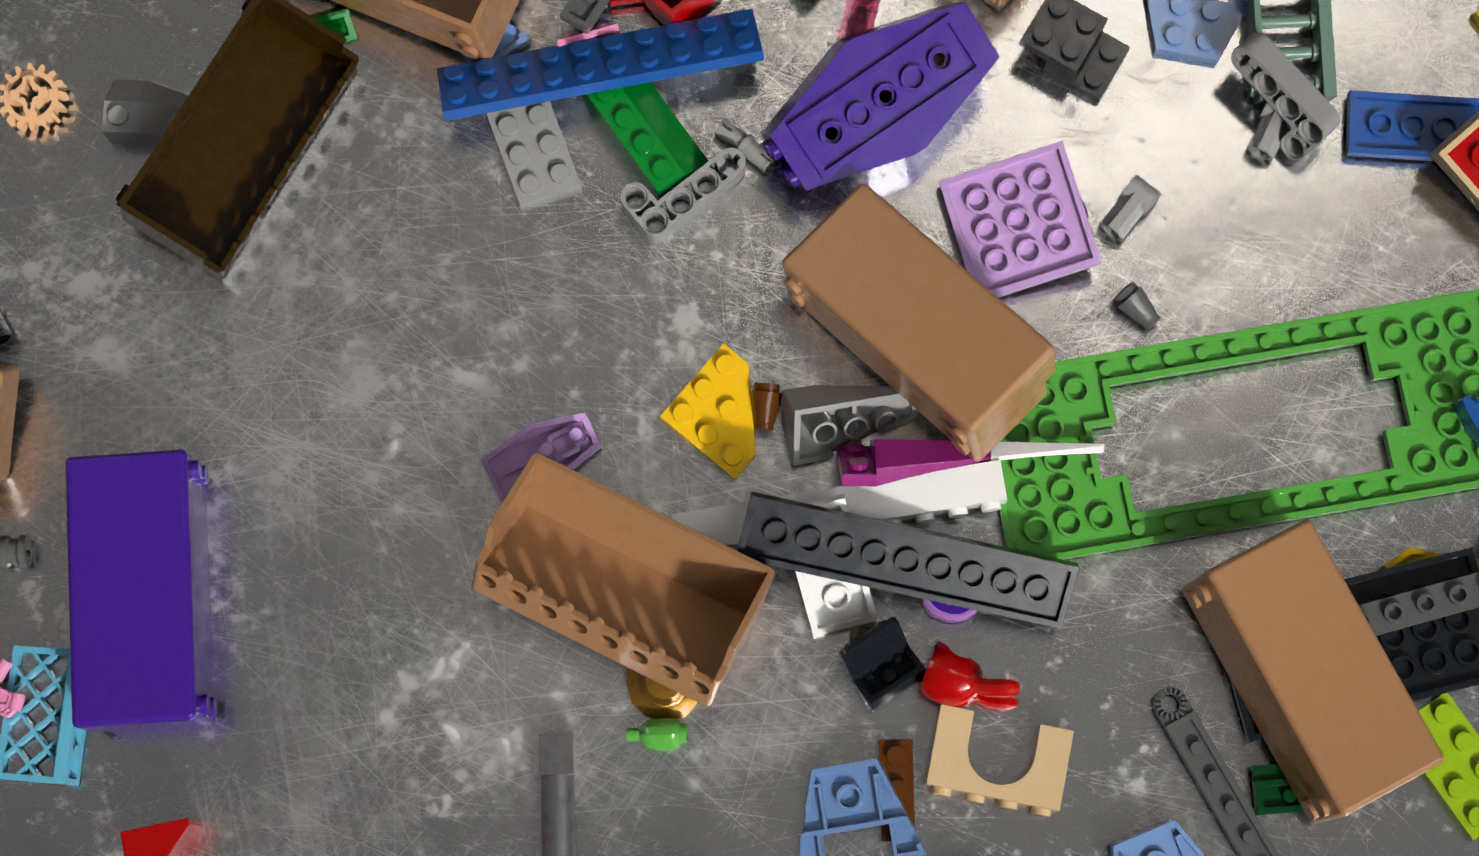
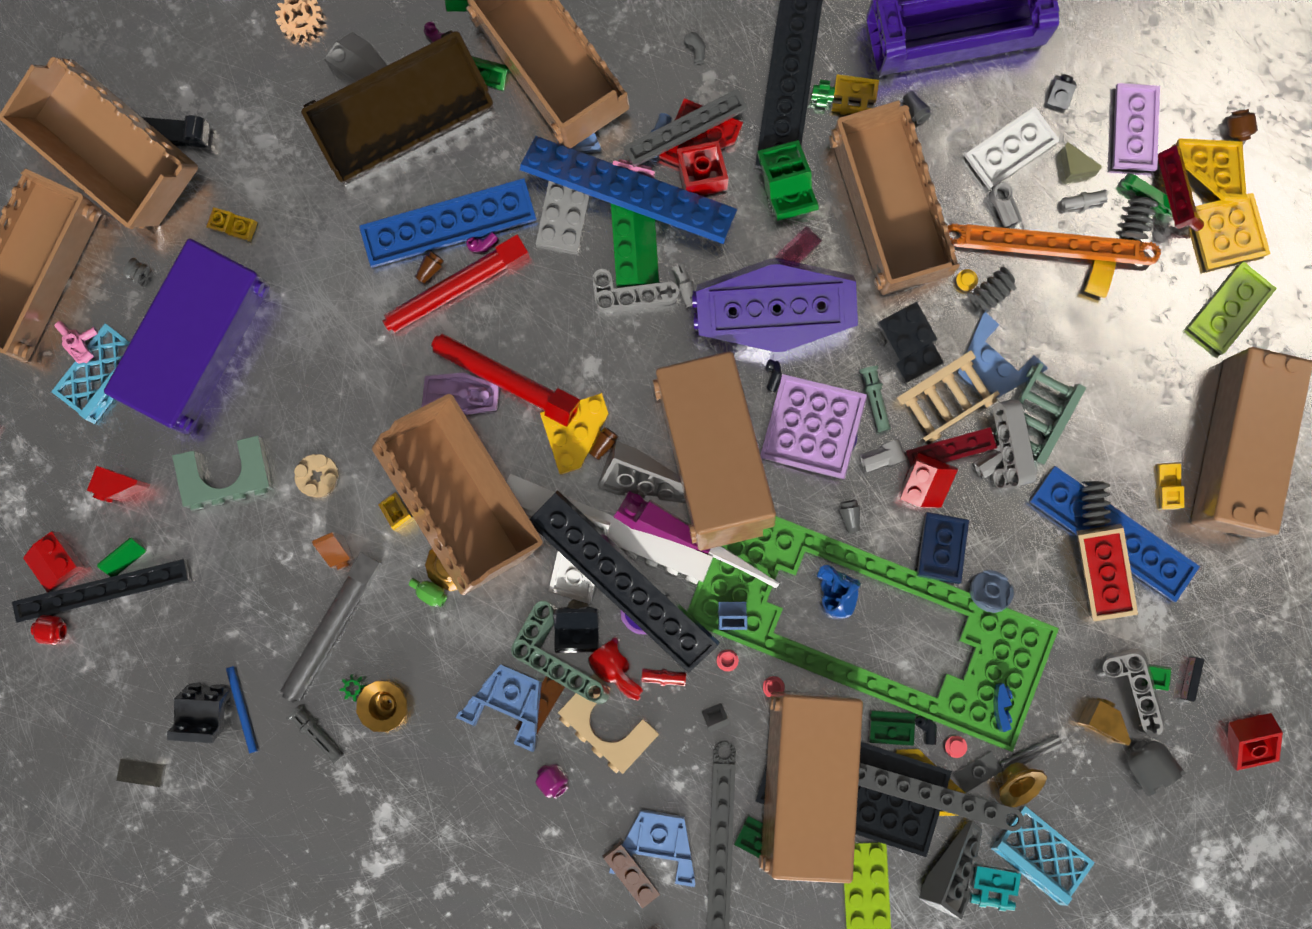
camera: 30 degrees right, 5 degrees up
(105, 417) = (231, 224): none -> yellow slope
(221, 20) = (432, 32): none -> magenta arm
(274, 790) = (254, 476): none -> sand green arch
(389, 247) = (447, 223): none -> blue plate
(400, 316) = (429, 267): none -> reddish brown cone
(436, 668) = (305, 470): none -> tan plate
(451, 249) = (481, 245): none -> magenta arm
(489, 247) = (504, 256): none -> red brick
(504, 753) = (334, 550): none -> dark orange slope
(552, 656) = (396, 512): none -> yellow slope
(679, 389) = (557, 404): none -> red brick
(879, 723) = (552, 663): none -> sand green beam
(930, 186) = (776, 374): none -> black arm
(1031, 656) = (663, 677): none -> red pin
(1065, 126) = (882, 424): none -> sand green pin
(1071, 521) = (732, 616): none -> medium blue piece
(1098, 584) = (727, 660): none -> coral plate
(1131, 666) = (715, 717): none -> dark grey plate
(1133, 88) = (947, 376): none -> tan fence
(1174, 581) = (773, 684): none -> coral plate
(1184, 409) = (839, 592): none -> blue head
(1206, 205) = (927, 482): none -> red slope
(1210, 145) = (957, 446): none -> dark red piece
(1278, 276) = (943, 548): none -> dark blue tile
(1360, 541) = (892, 728): none -> dark green plate
(1373, 293) = (991, 591): none -> sand blue tile
(1405, 512) = (929, 728): none -> black arm
(1432, 103) = (1095, 503): none -> dark grey piece
(1454, 515) = (955, 746): none -> coral plate

